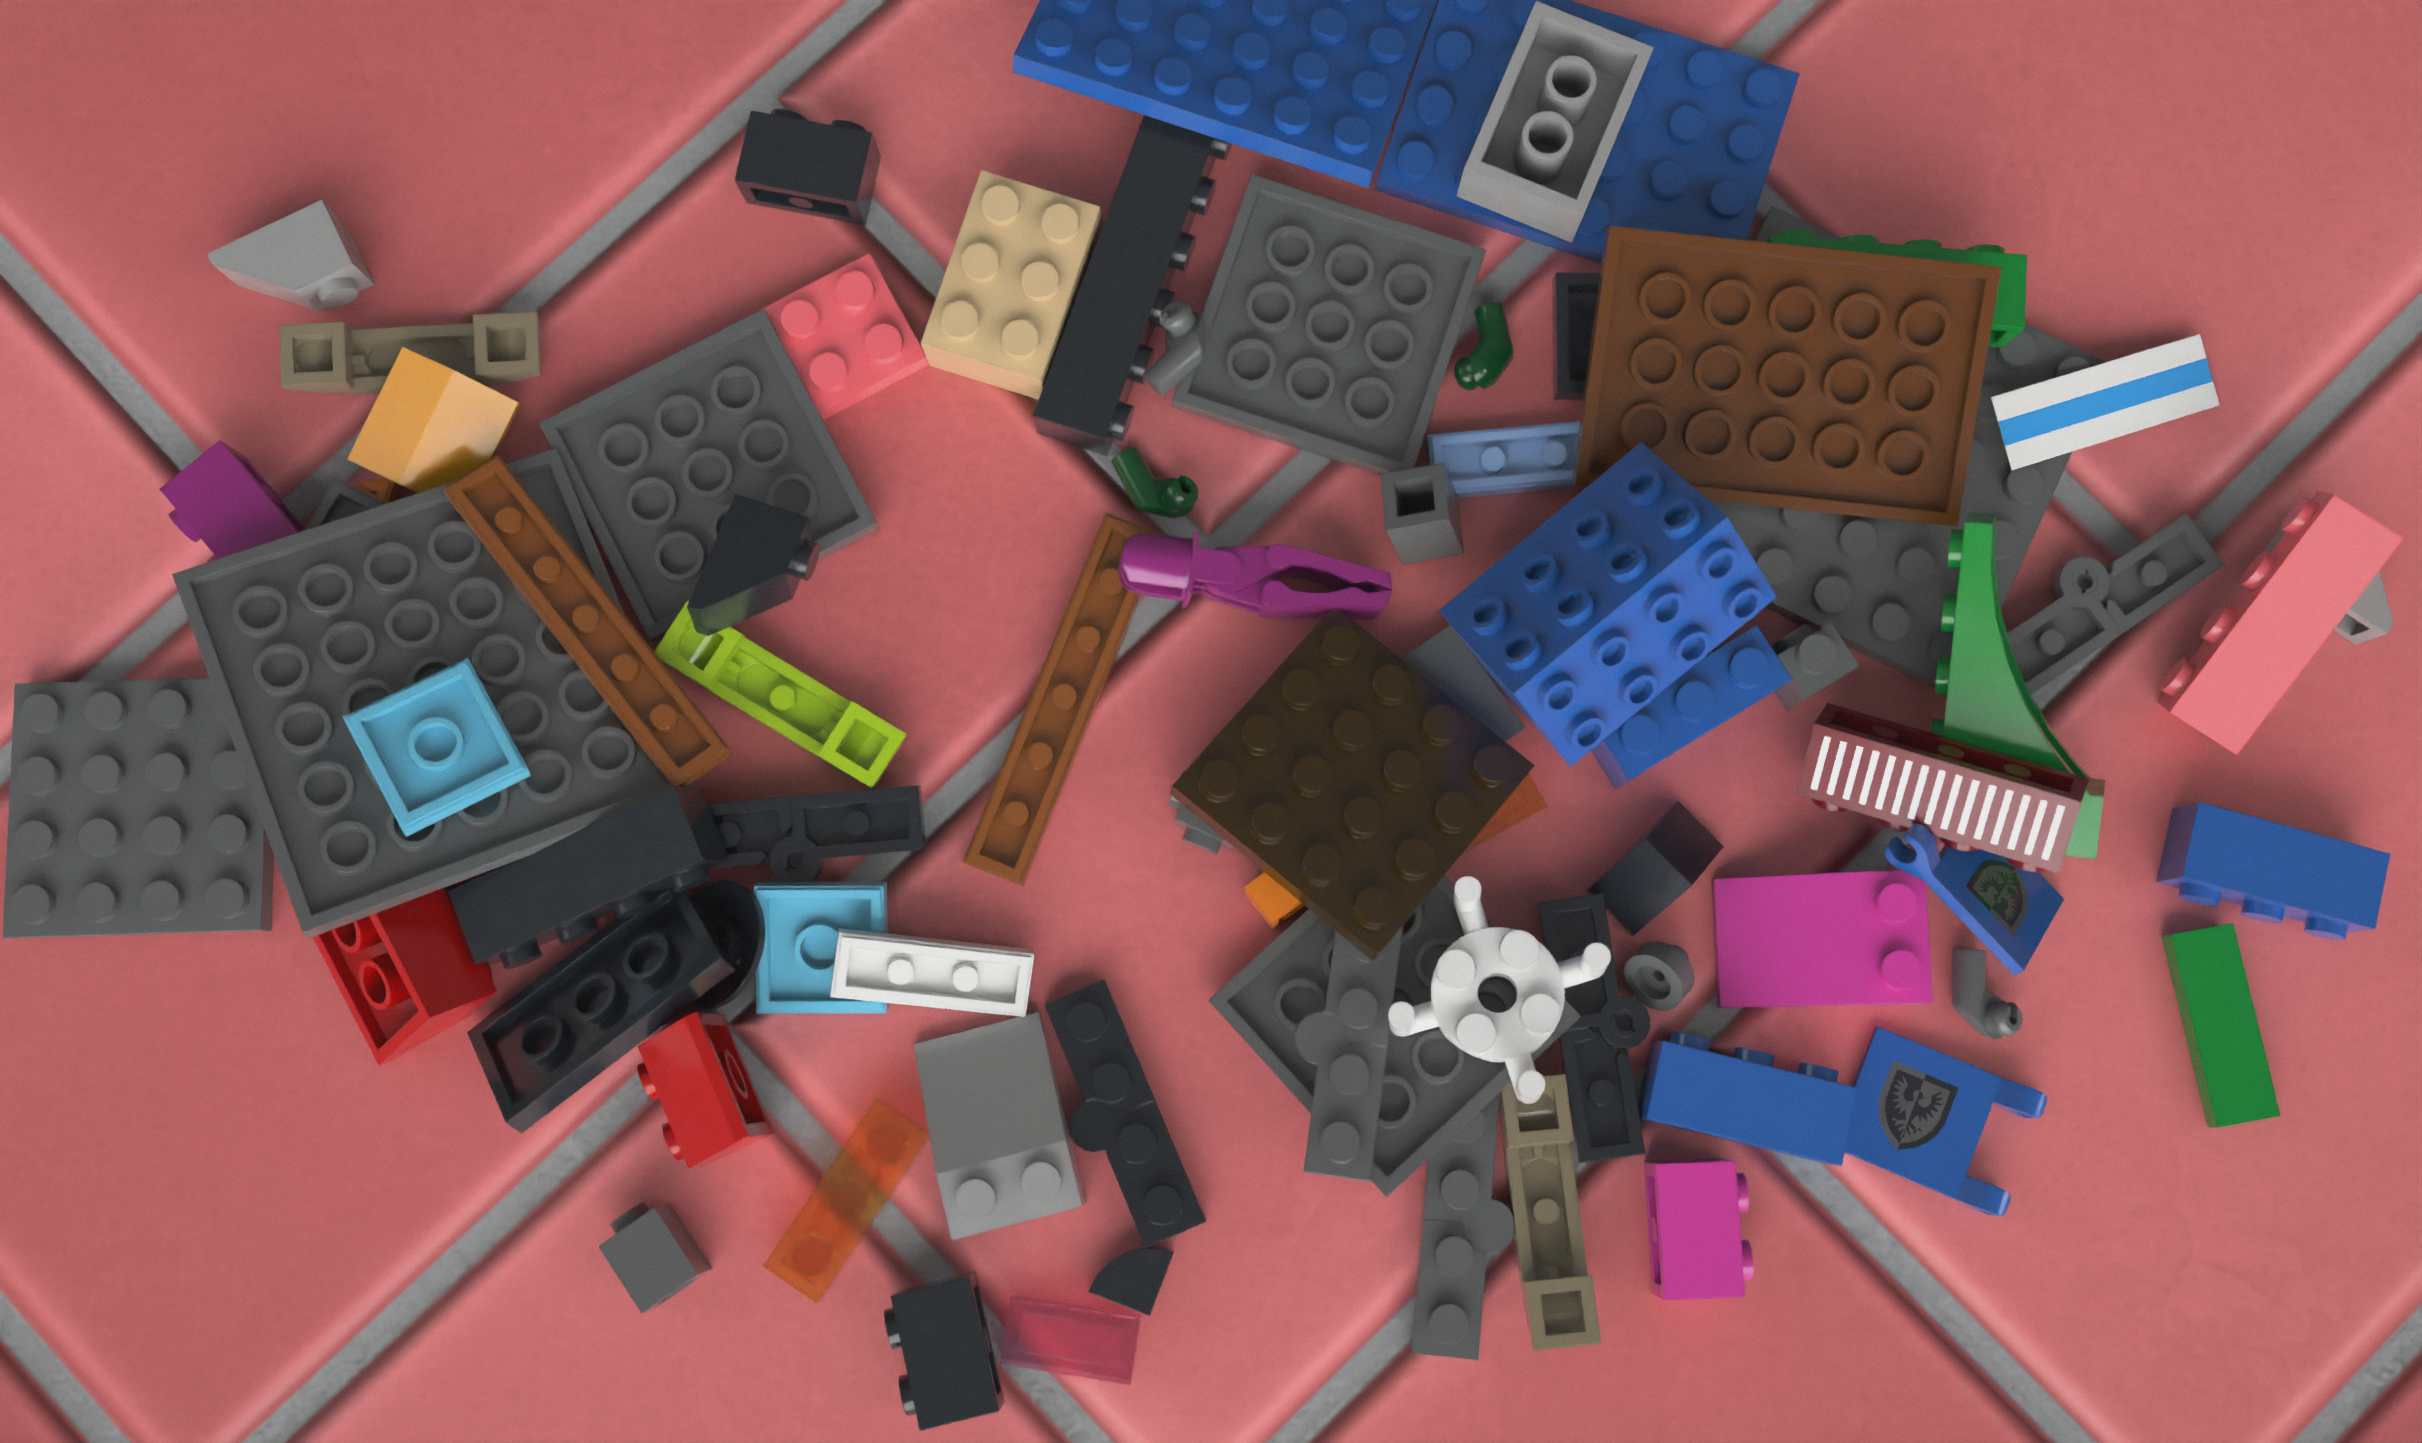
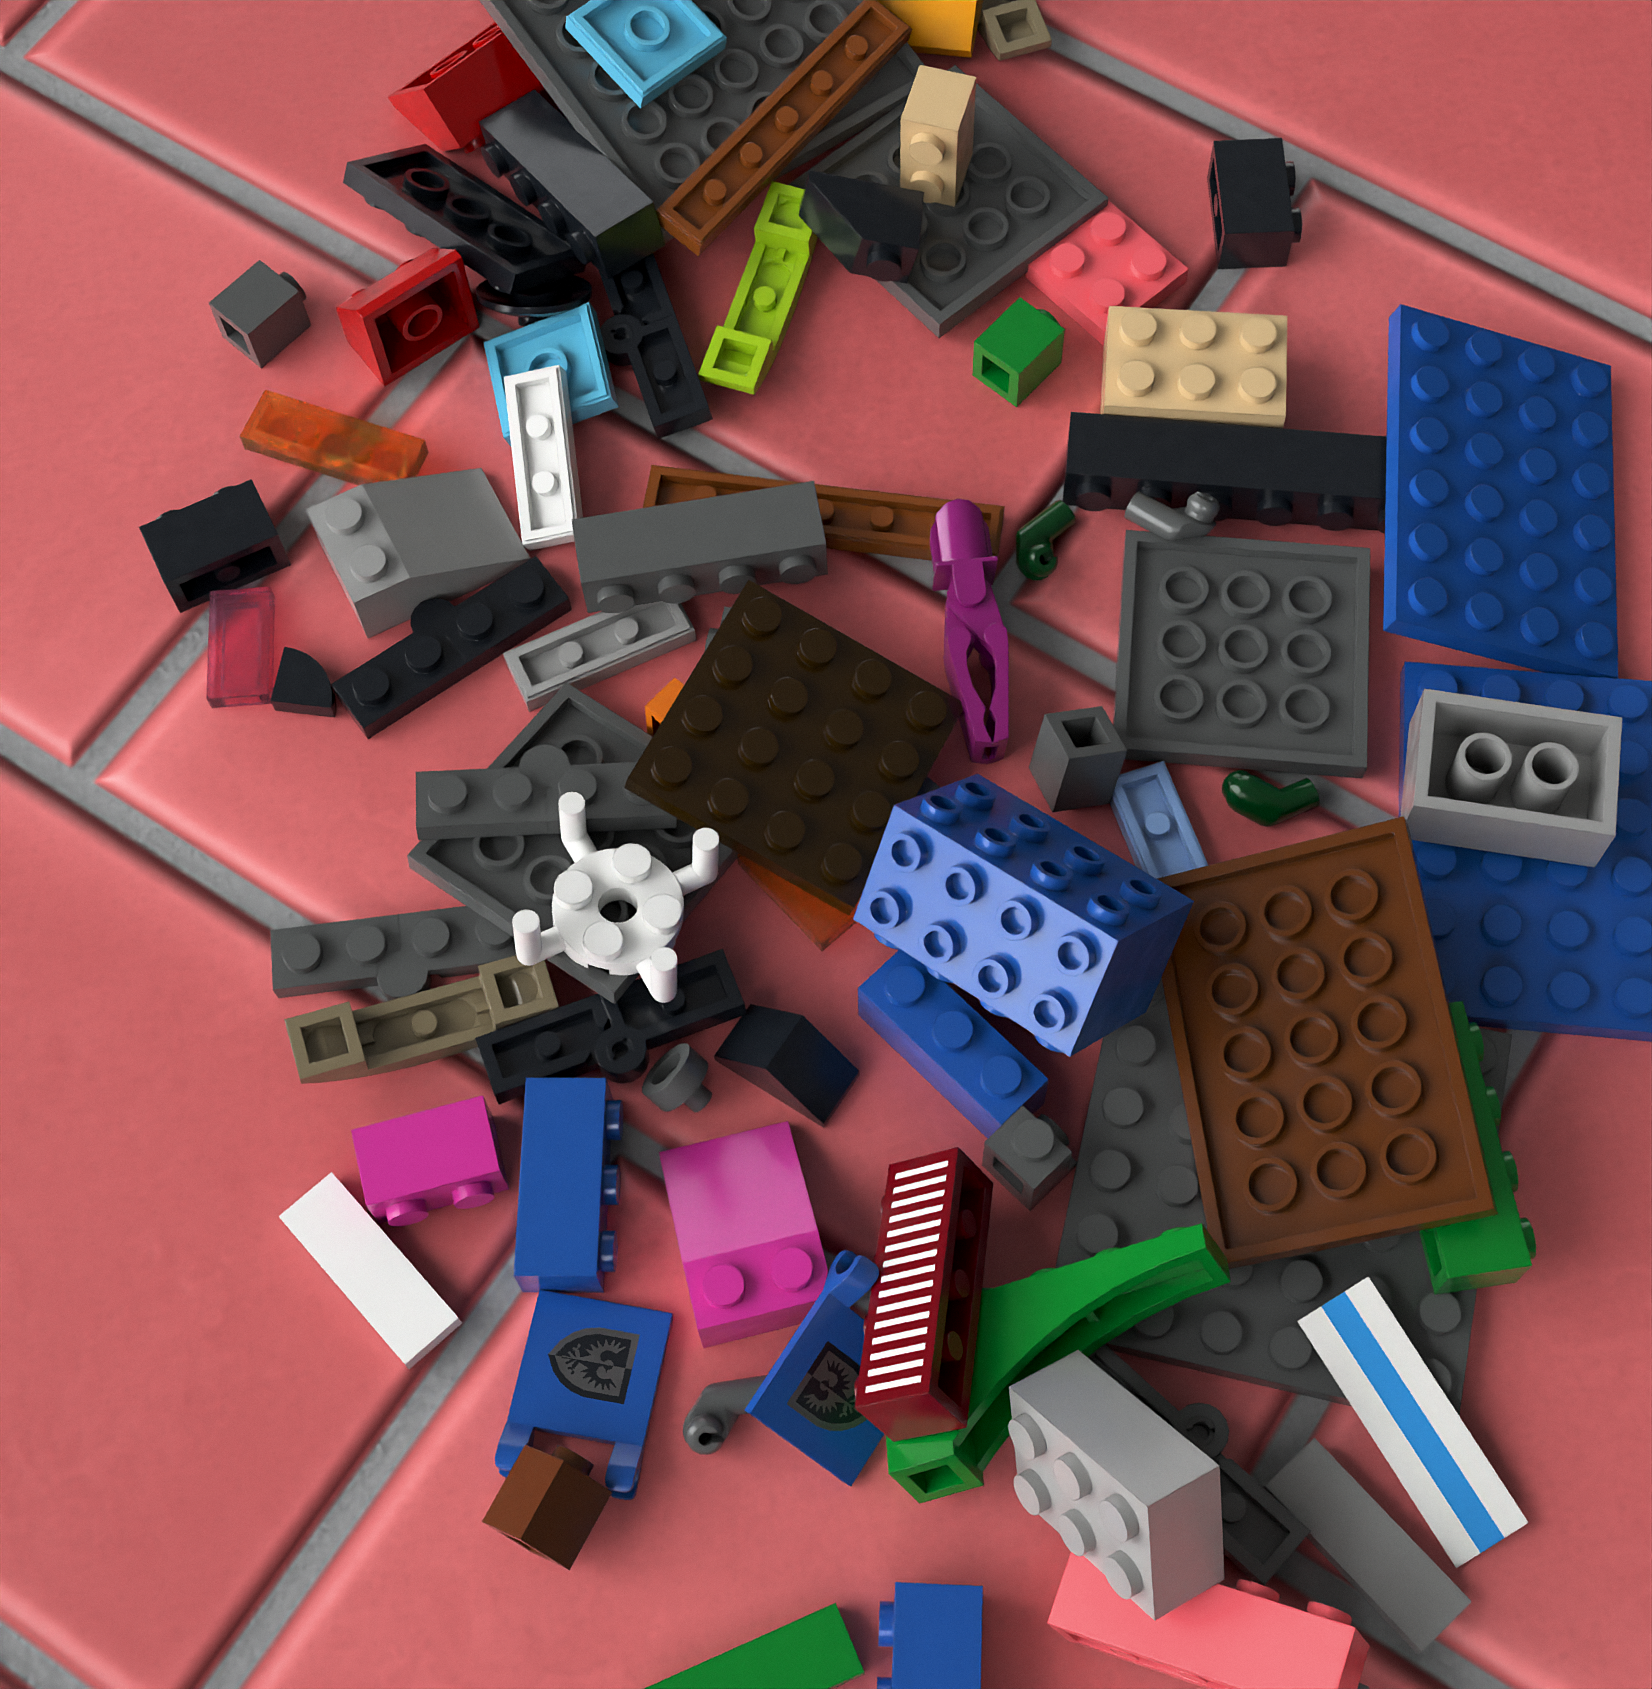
camera: 80 degrees right, 15 degrees down
(667, 461) = (937, 134): none -> tan brick
(928, 449) = (1018, 351): none -> green brick
(1096, 829) = (700, 547): none -> dark grey brick
(1161, 959) = (596, 649): none -> light grey tile
(1782, 1306) = (370, 1270): none -> white tile
(2051, 1174) = (548, 1504): none -> reddish brown brick
(2158, 662) = (1117, 1484): none -> light grey brick
(2193, 473) = (1368, 1546): none -> light grey tile

